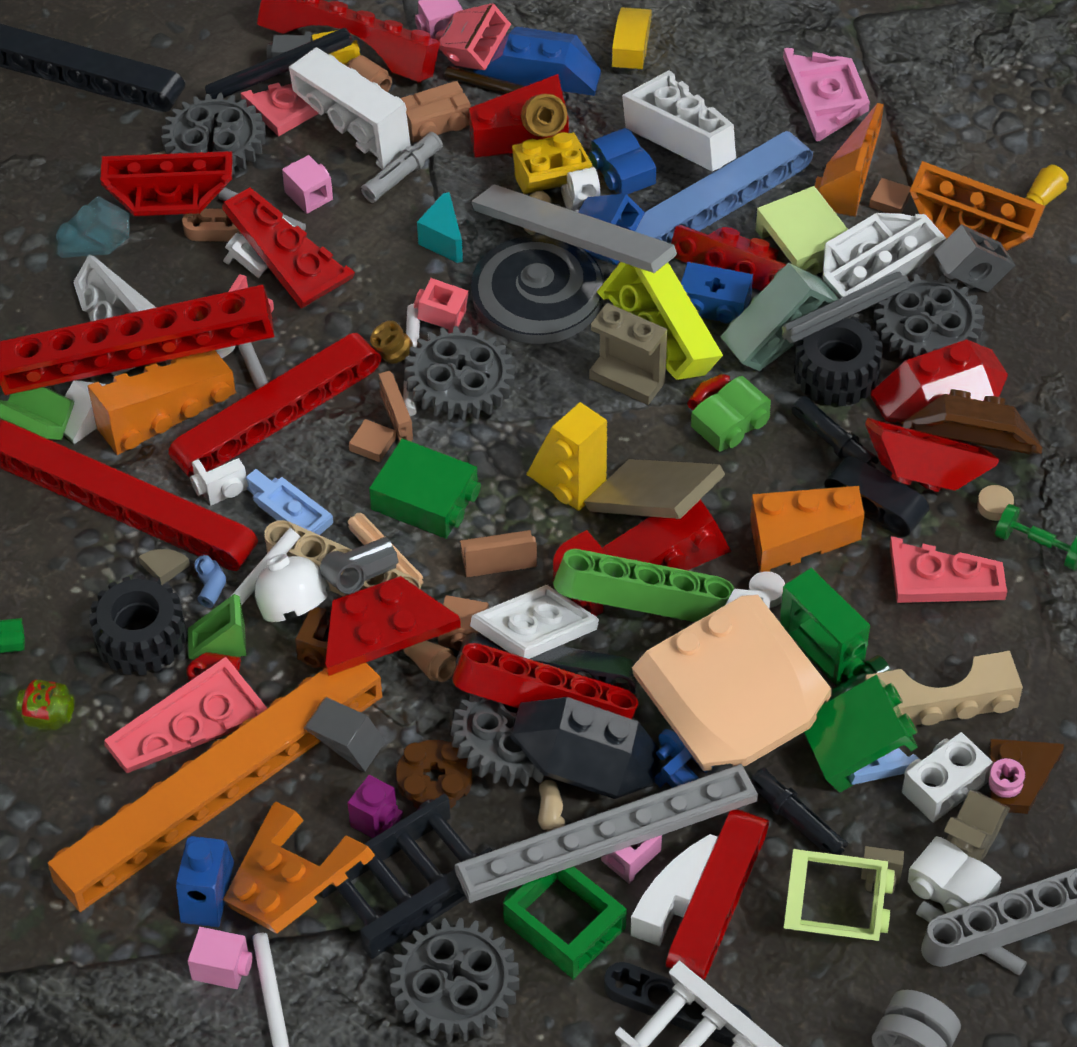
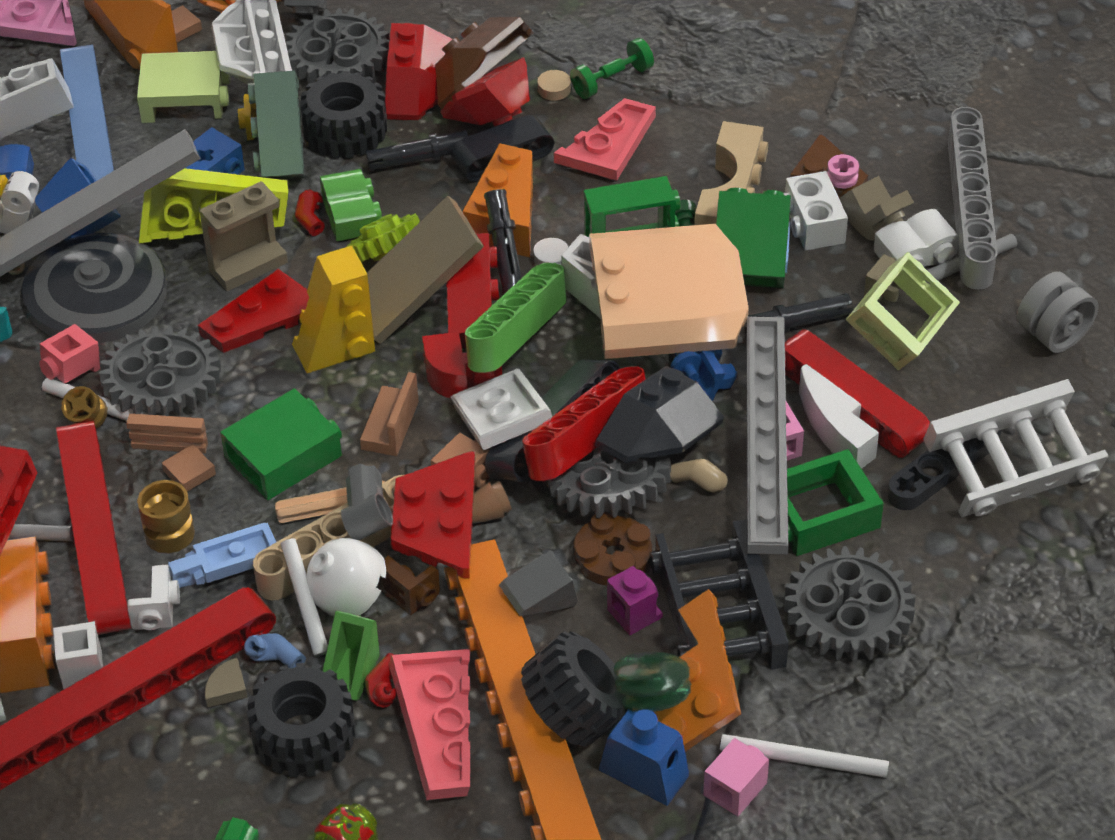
camera: 65 degrees left, 5 degrees down
(134, 452) = (77, 652): none -> white brick
(255, 843) = (652, 681): none -> clear green piece
(261, 799) = (573, 688): none -> black tyre
(301, 445) = (166, 516): none -> pearl gold wheel
(552, 400) = (263, 307): none -> red wing
(694, 449) = (382, 236): none -> lime gear
(728, 251) = (150, 135): red bracket -> none
(737, 538) = (502, 228): none -> black pin
(844, 307) = (307, 76): dark grey axle -> none

